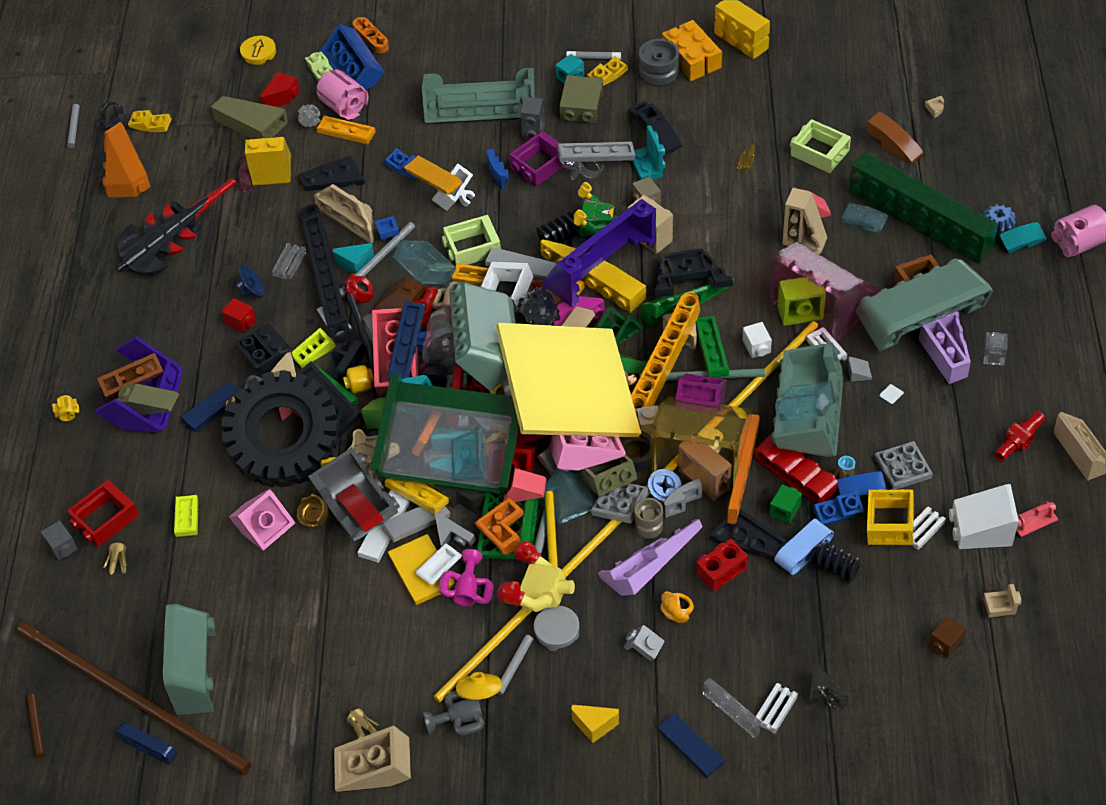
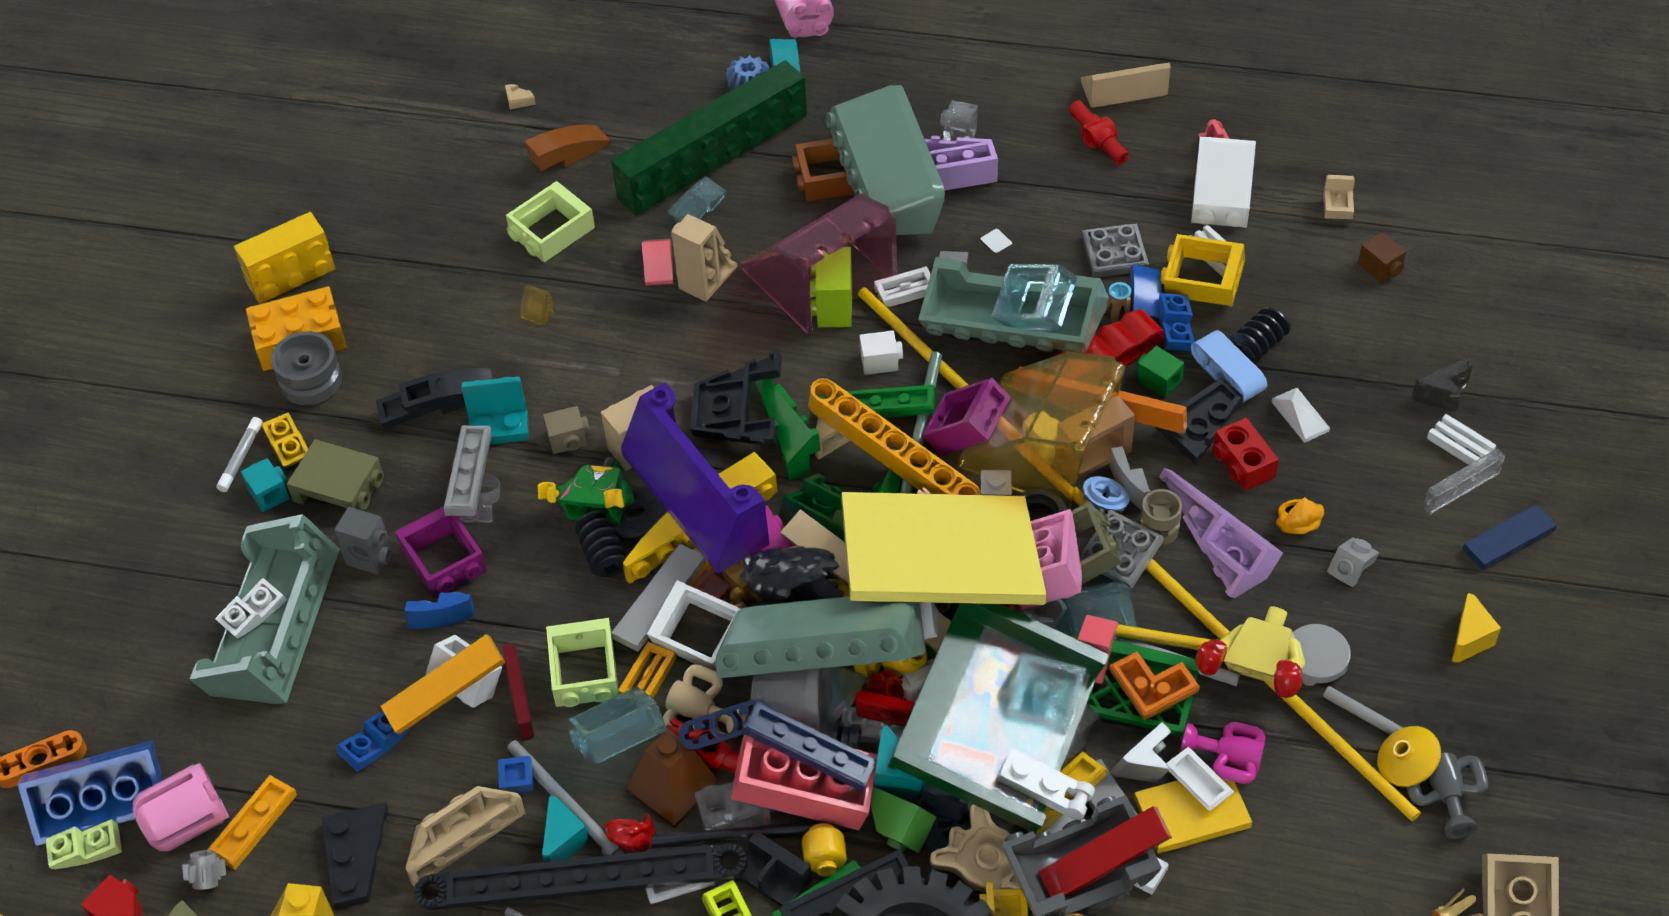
camera: 80 degrees left, 0 degrees up
(409, 471) = (1045, 784): none -> white plate
(421, 296) = (701, 722): none -> dark blue beam
(446, 216) = (518, 691): none -> dark red tile
(478, 88) = (257, 606): none -> white slope
(774, 598) = (1300, 415): none -> white slope

